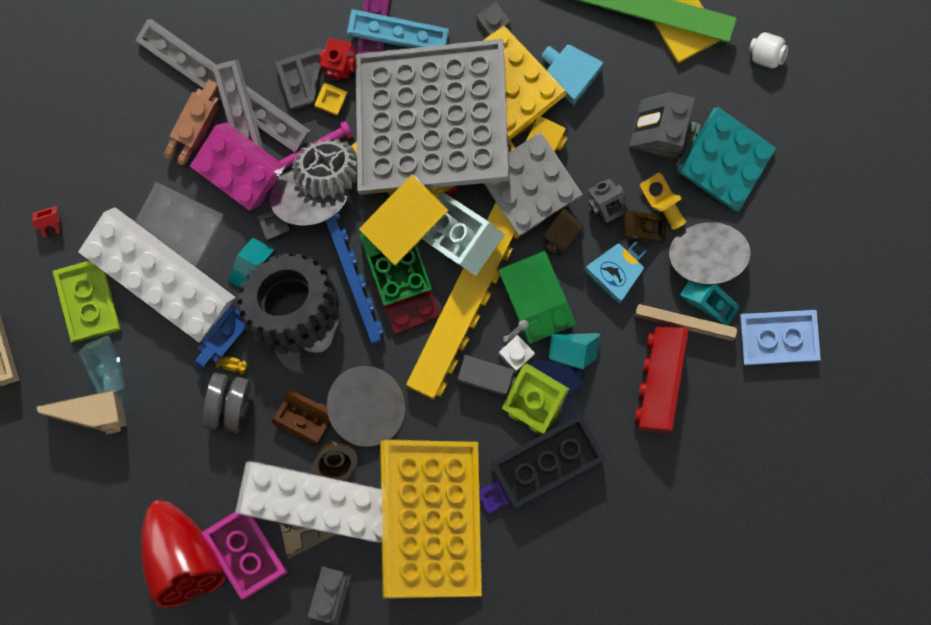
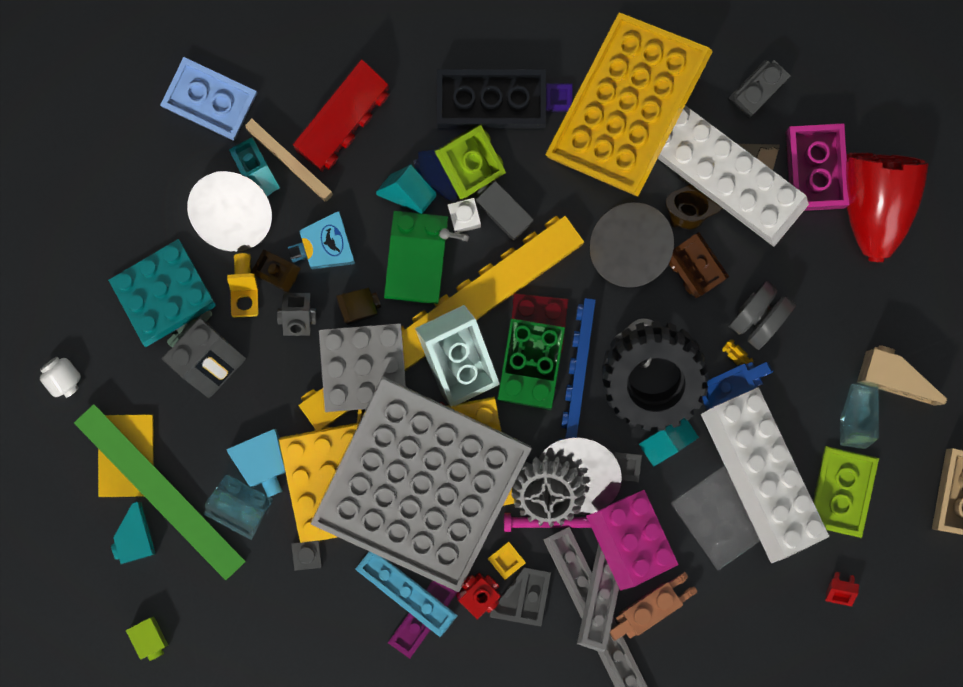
camera: 155 degrees left, 5 degrees up
(403, 219) = (502, 394): yellow tile -> none
(569, 26) = (237, 506): none -> clear light blue bracket

